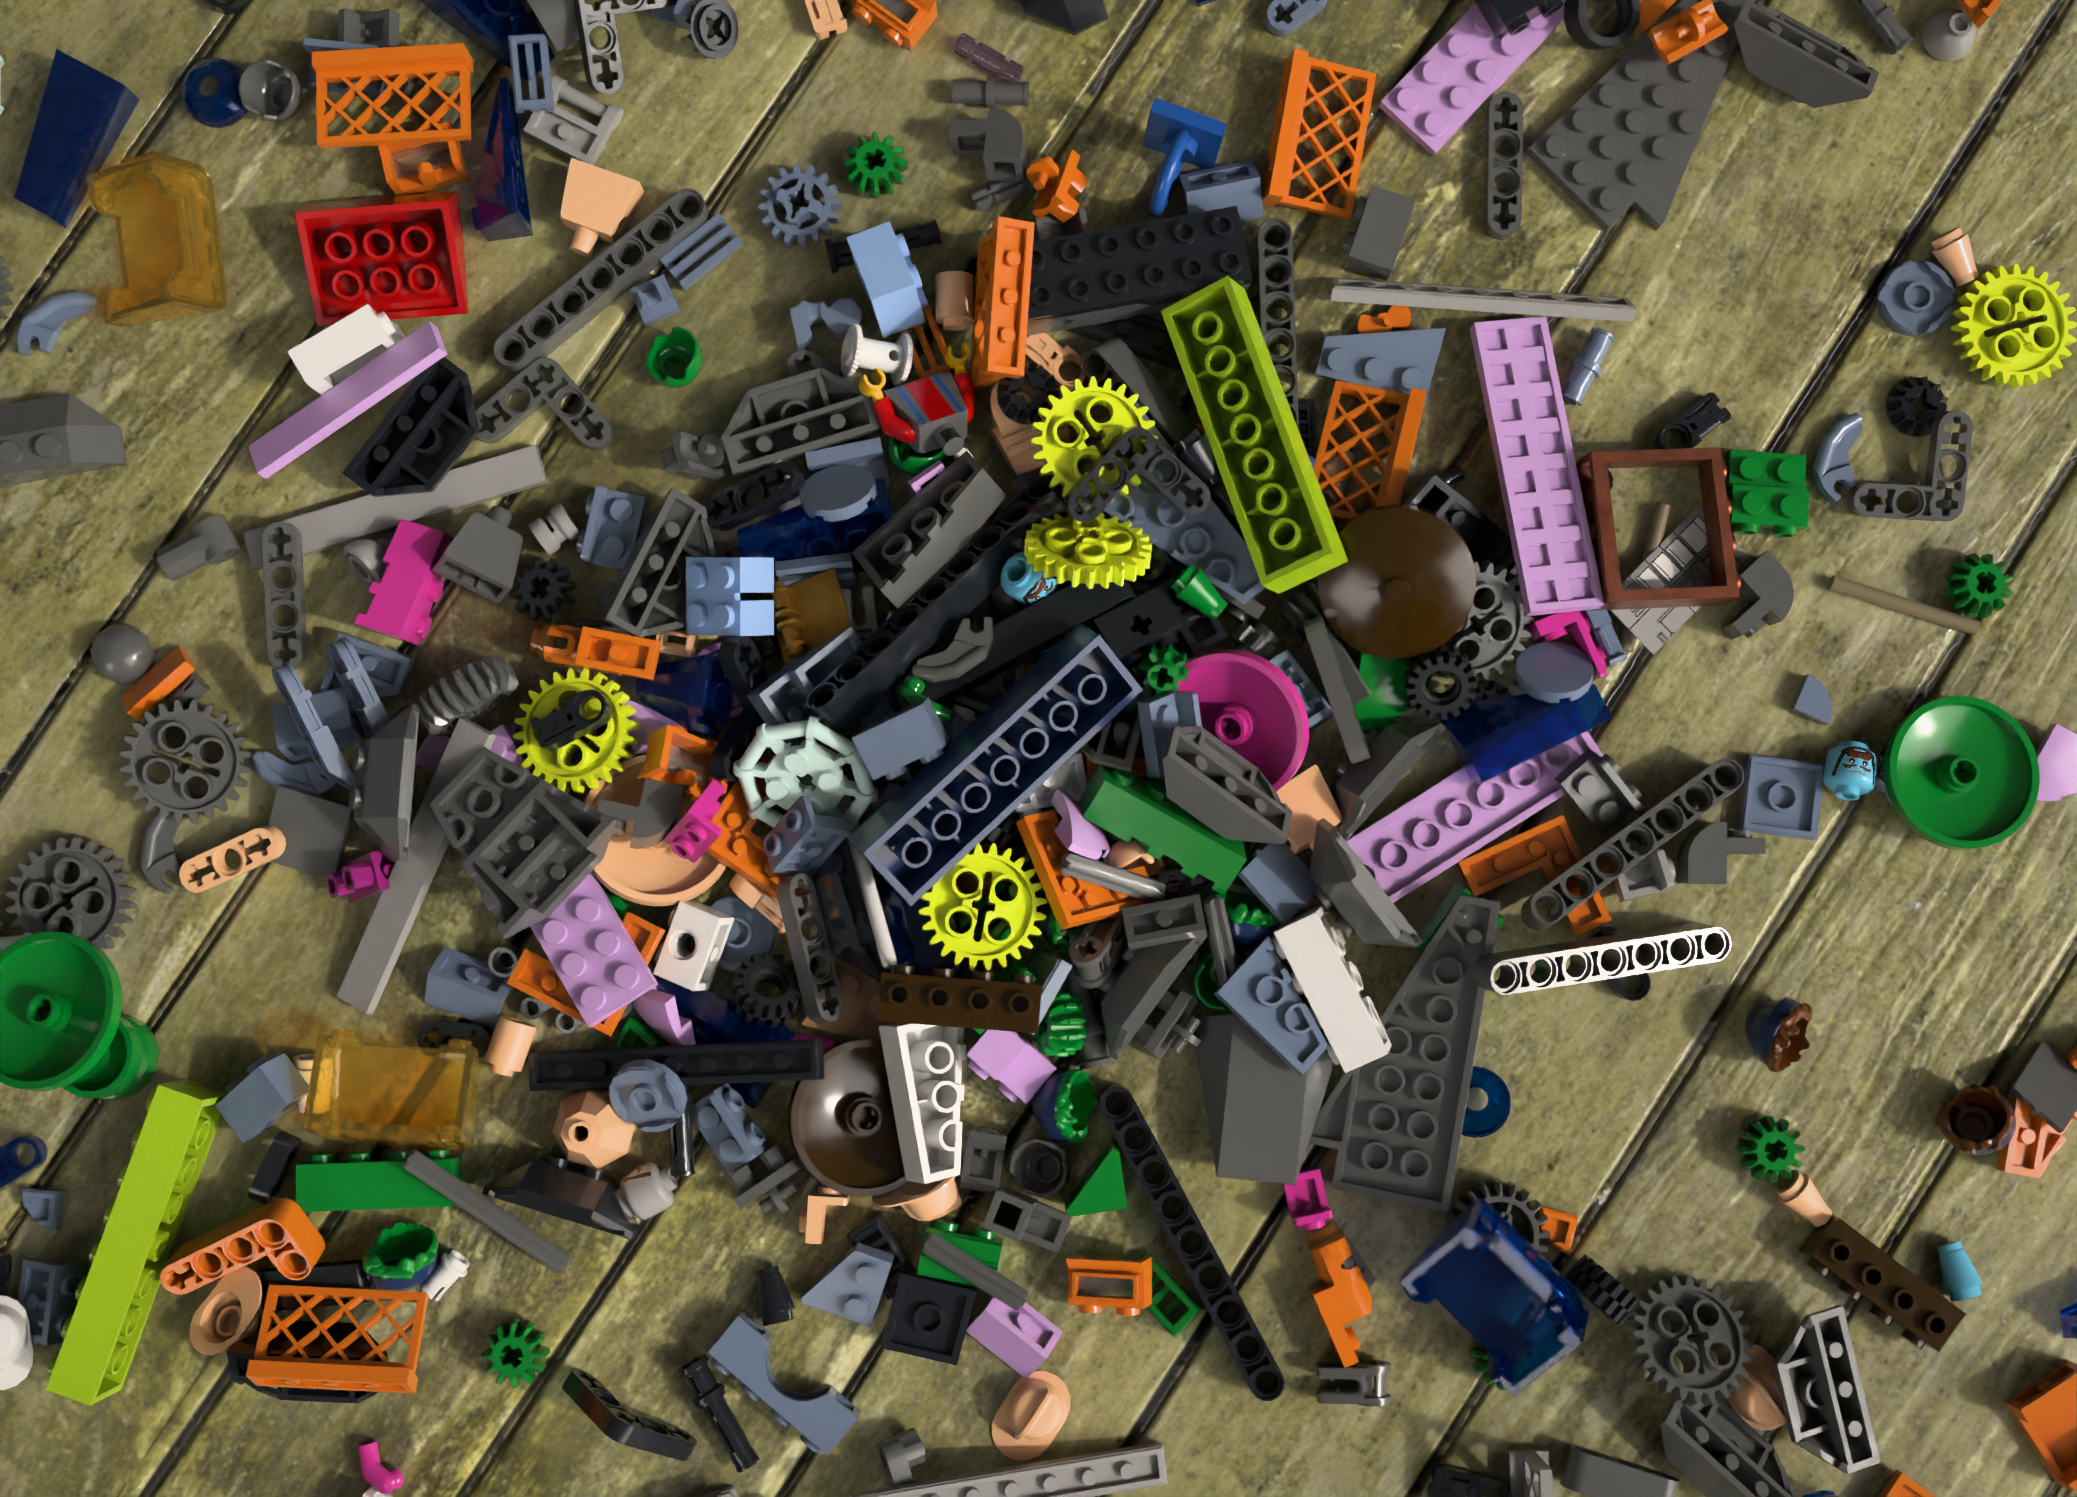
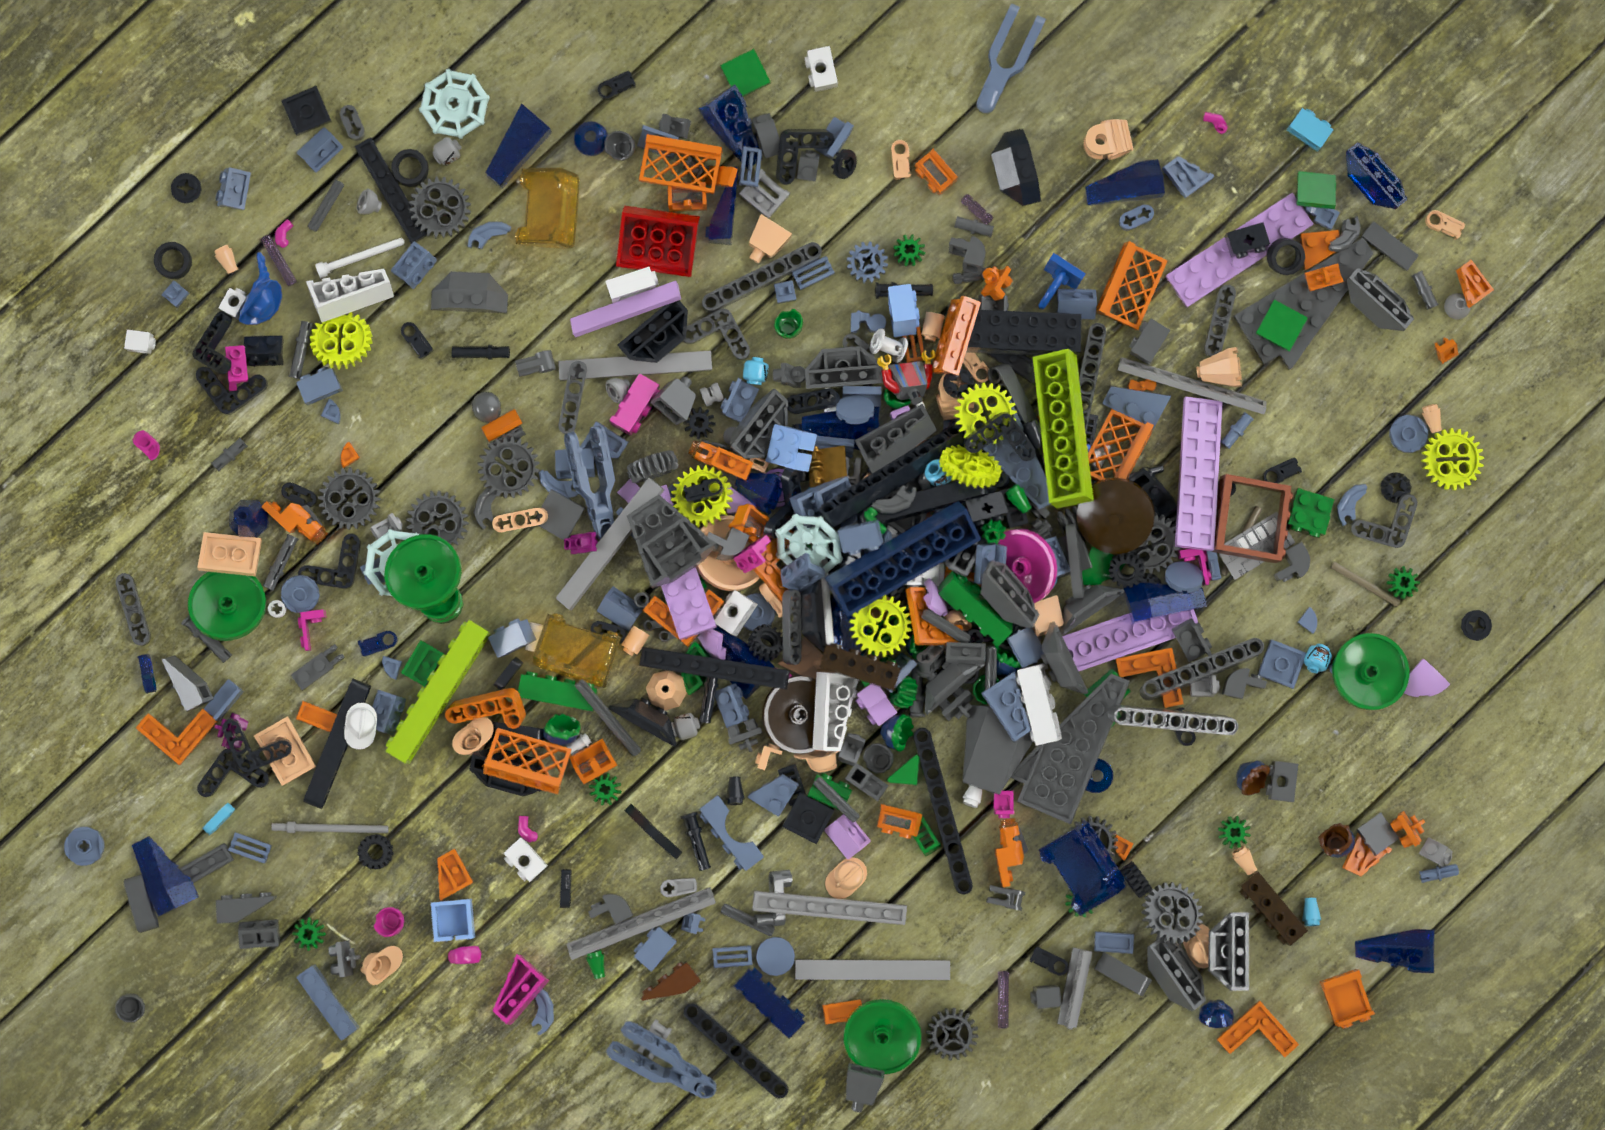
camera: 10 degrees right, 0 degrees up
(94, 1183) = (422, 663): none -> green plate
(103, 546) = (481, 352): none -> black pin
(386, 782) = (607, 500): dark grey wedge -> none
(476, 1305) = (593, 761): none -> orange window
(485, 101) = (725, 177): none -> orange tile
(630, 464) = (755, 371): none -> medium azure head
(645, 48) = (808, 165): none -> dark grey bracket
(647, 1095) = (698, 679): sand blue tile -> none
(1242, 1198) = (972, 796): none -> white cone
(1531, 253) = (1221, 369): none -> light nougat cone
(1585, 1420) = (1114, 942): none -> sand blue tile
(1626, 144) = (1281, 325): none -> green tile
(1855, 1042) = (1289, 772): none -> dark grey brick
(1952, 122) = (1447, 350): none -> orange tile

